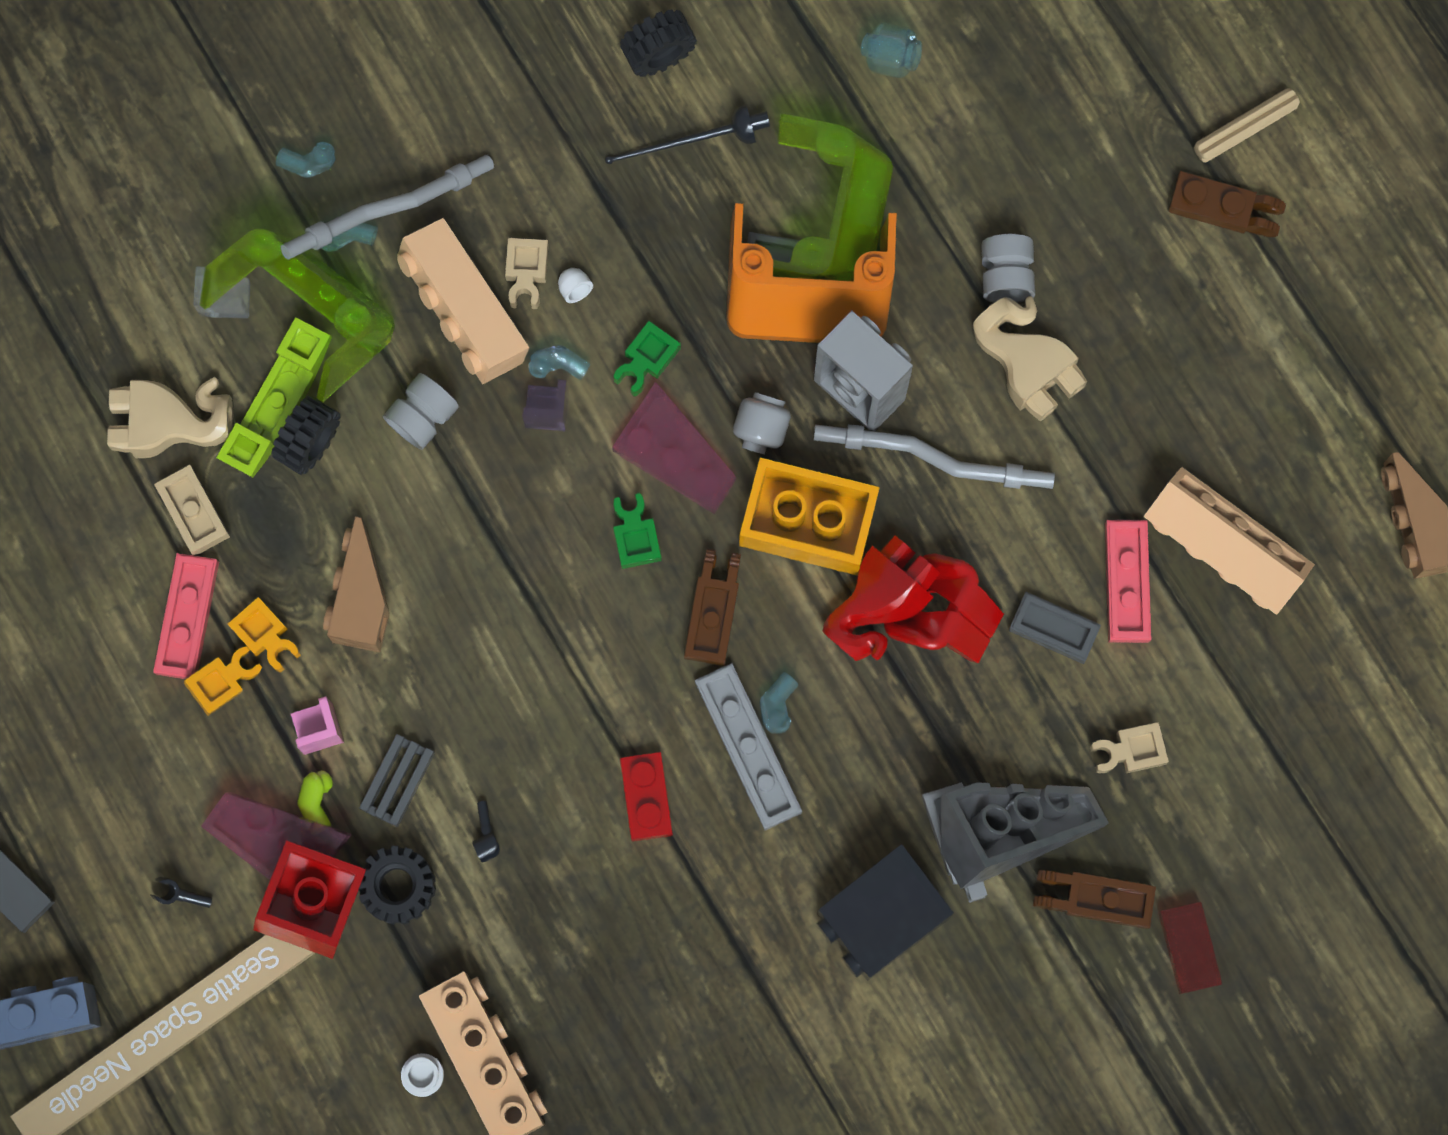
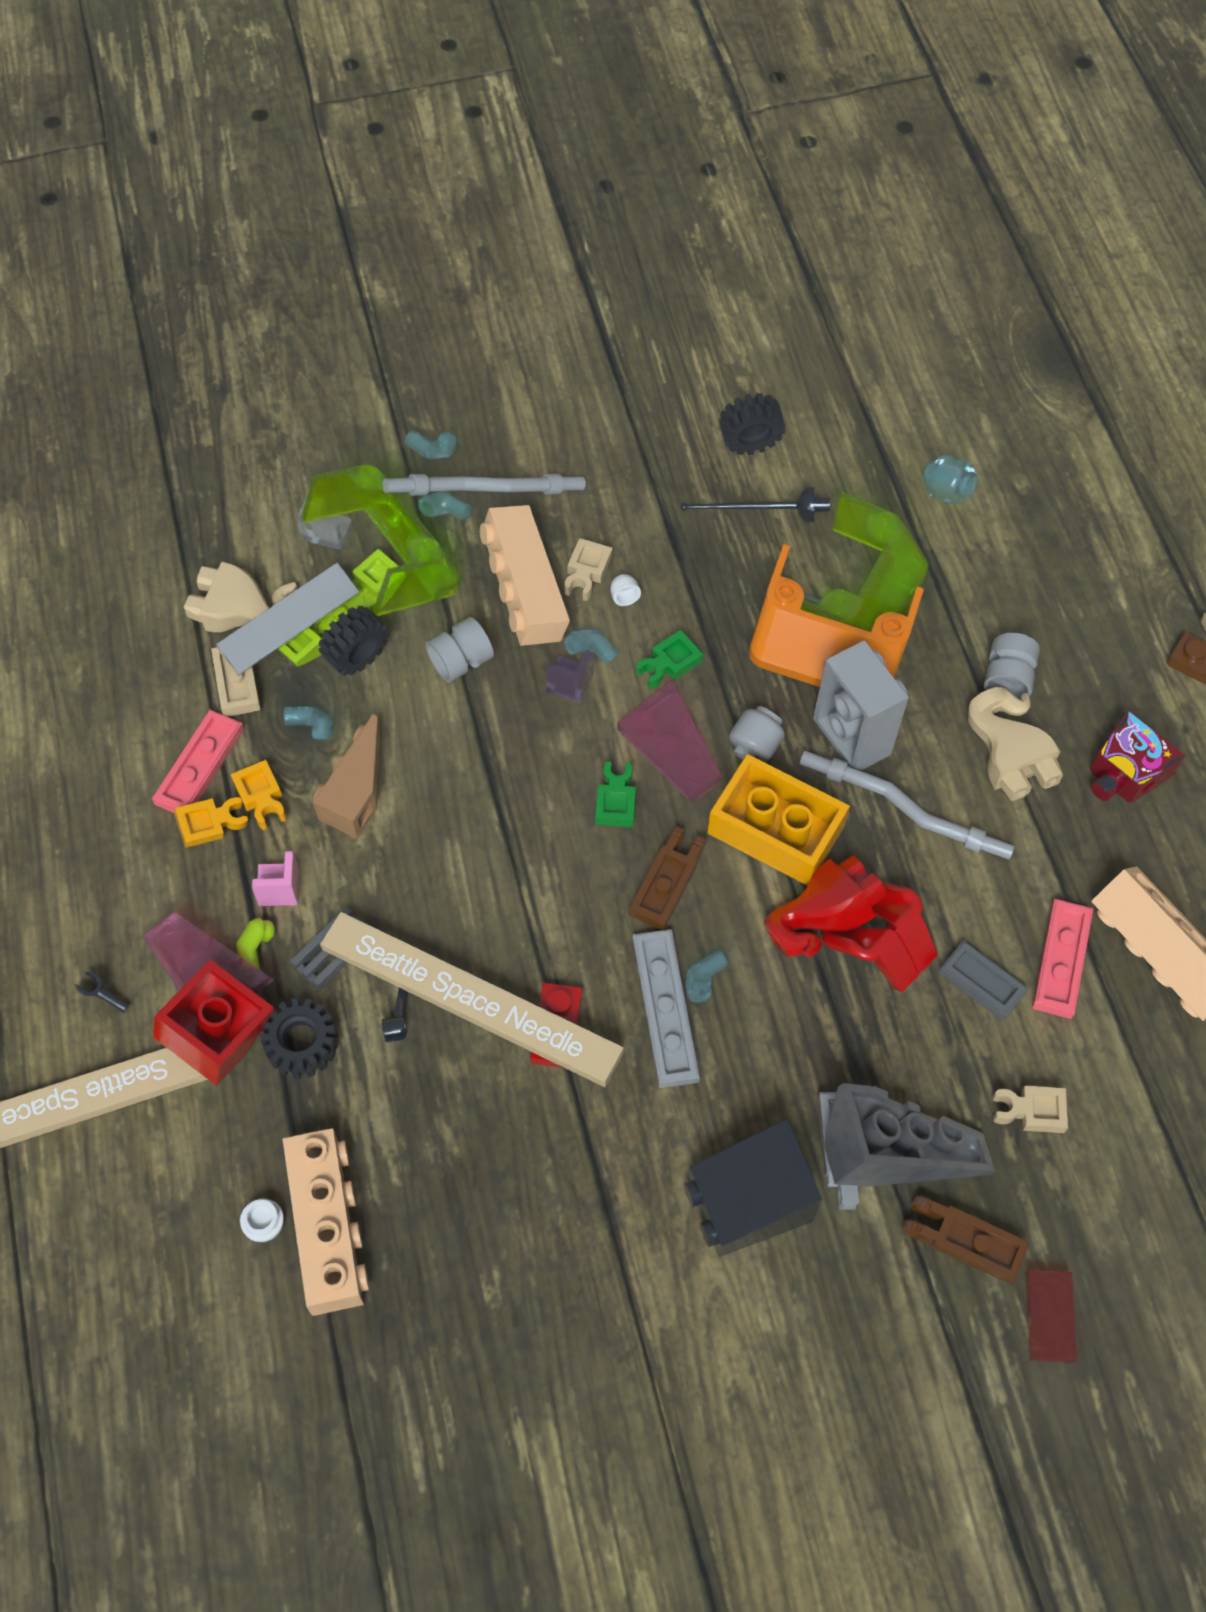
camera: 15 degrees right, 15 degrees down
(227, 431) = (287, 619): none -> light grey tile
(289, 531) = (311, 716): none -> clear light blue arm
(554, 798) = (473, 999): none -> tan tile
(1154, 343) = (1133, 761): none -> torso

